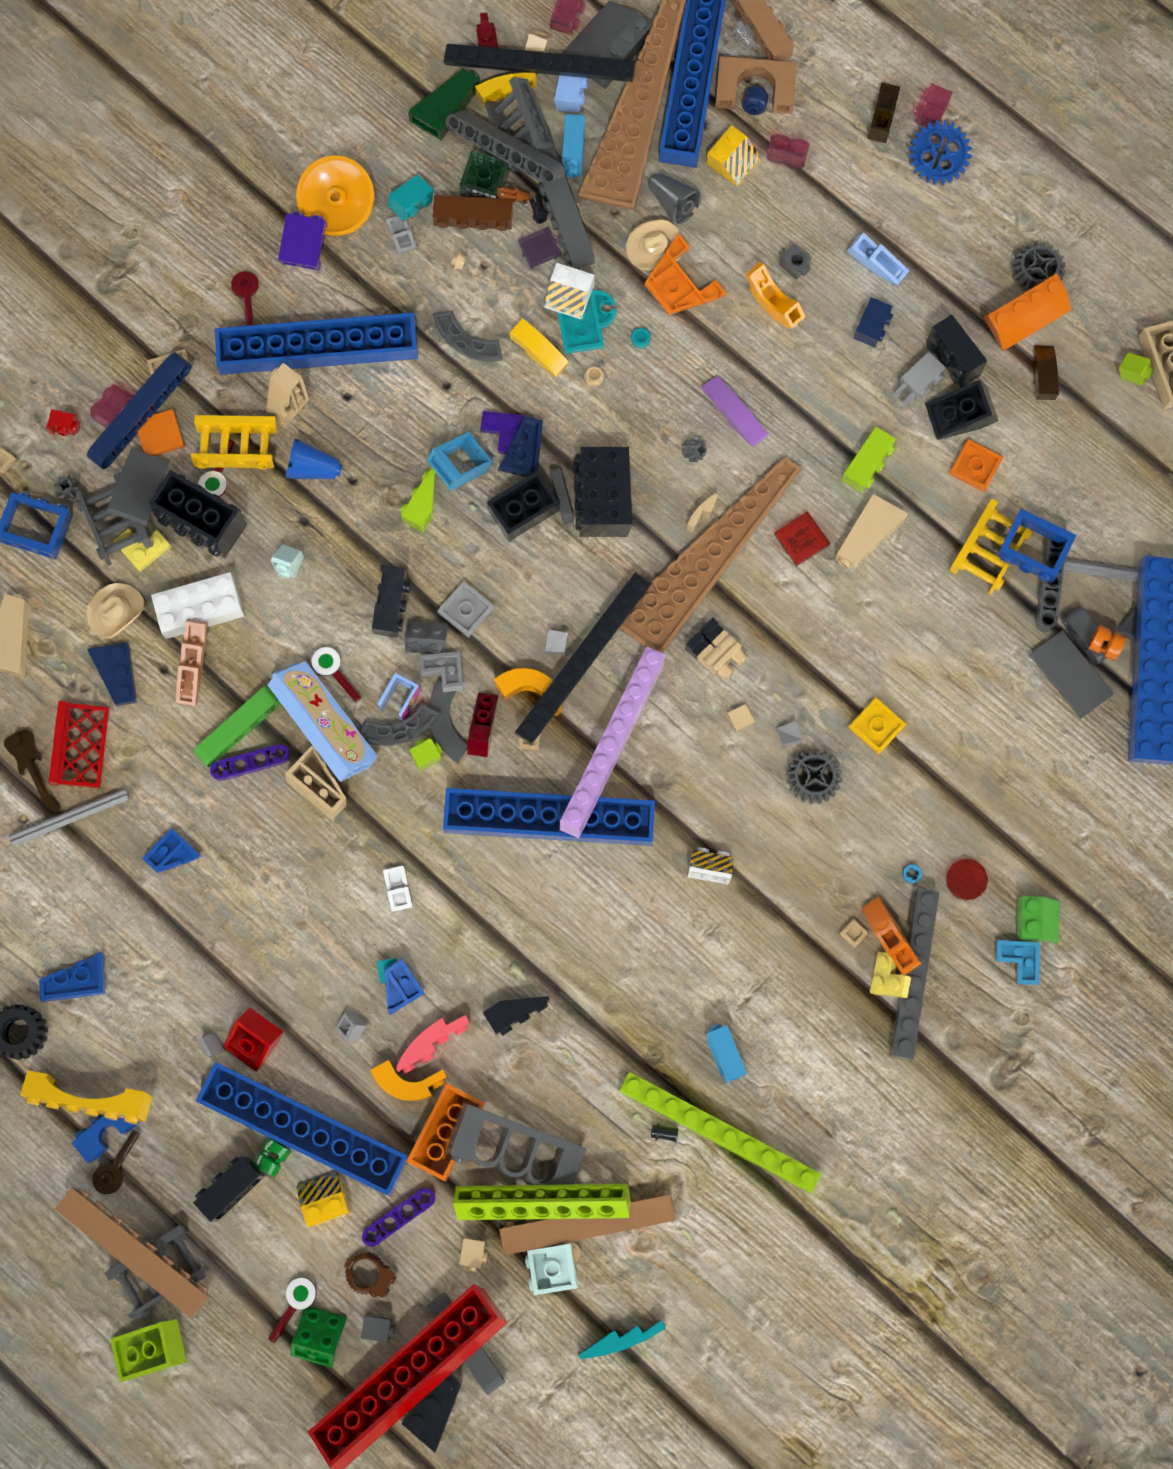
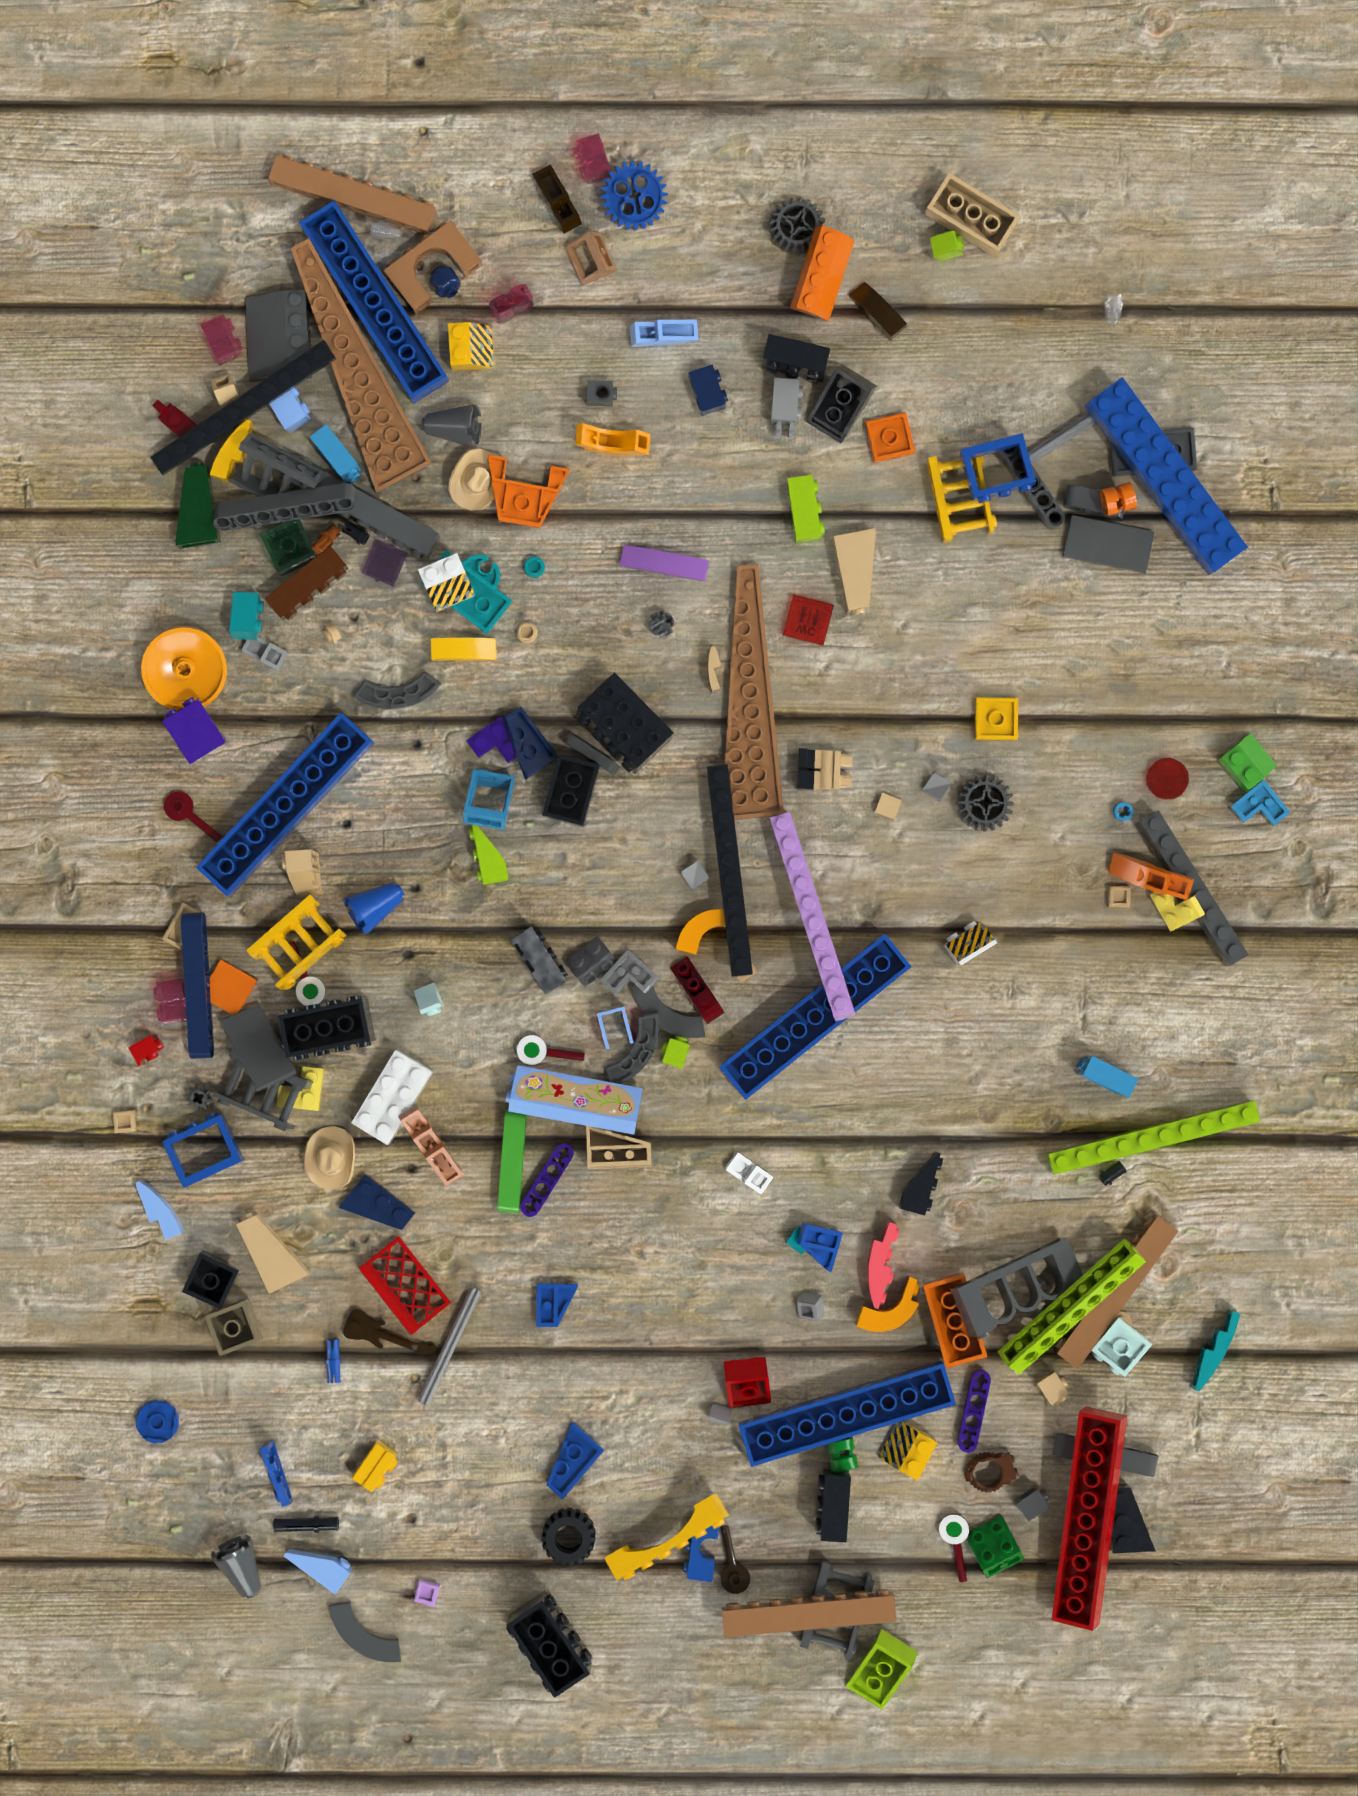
camera: 40 degrees left, 10 degrees up
(466, 609) = (601, 912): light grey plate -> none
(879, 173) = (599, 253): none -> medium nougat tile

